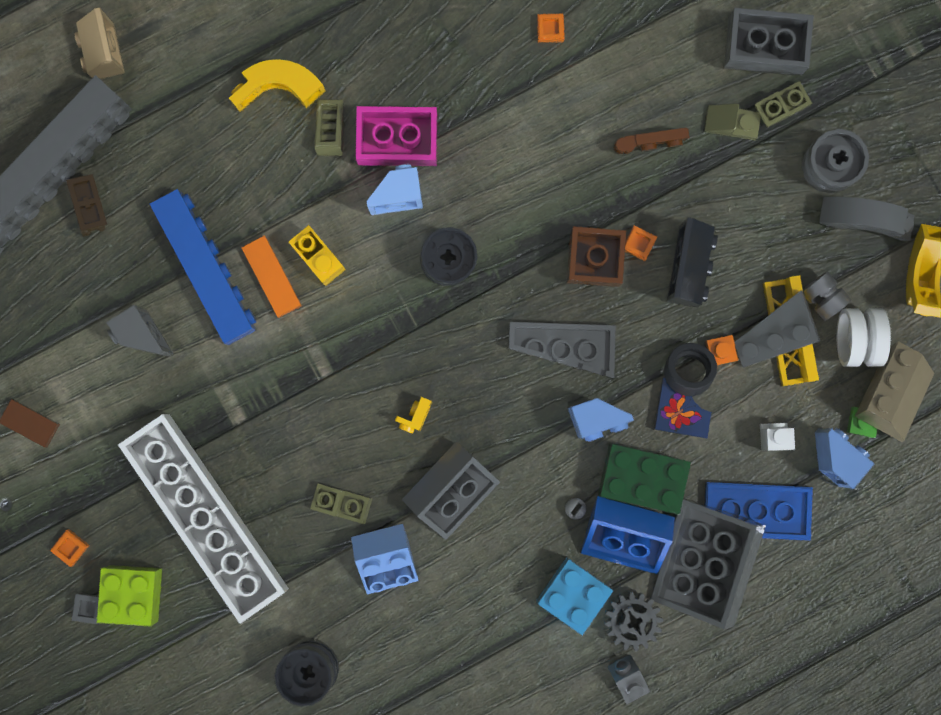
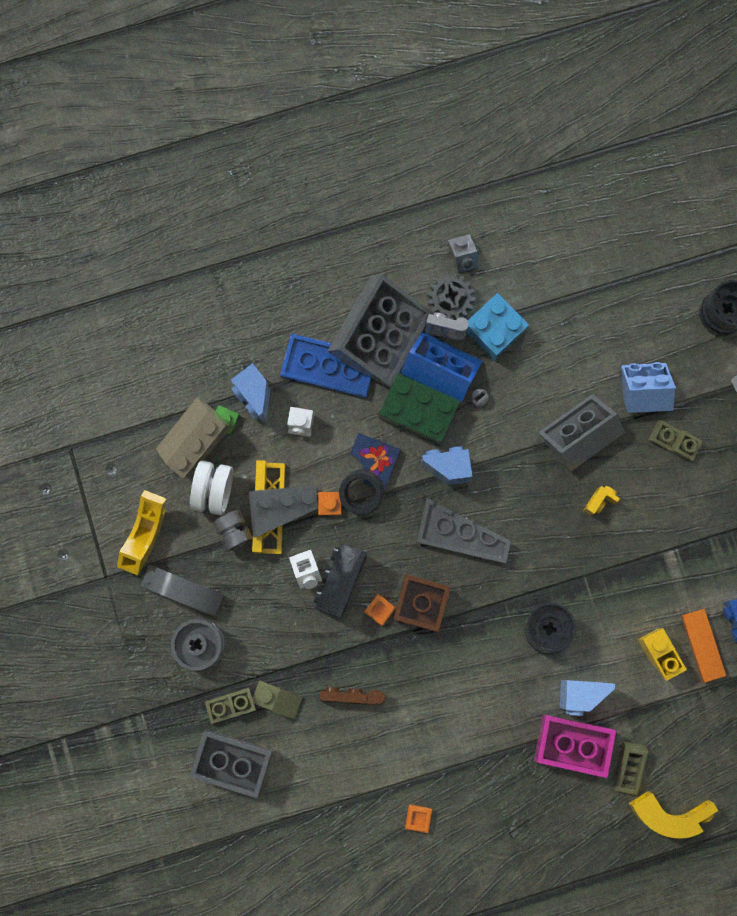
camera: 165 degrees left, 5 degrees down
(641, 582) = (447, 328): none -> light grey plate
(731, 263) = (307, 574): none -> white brick

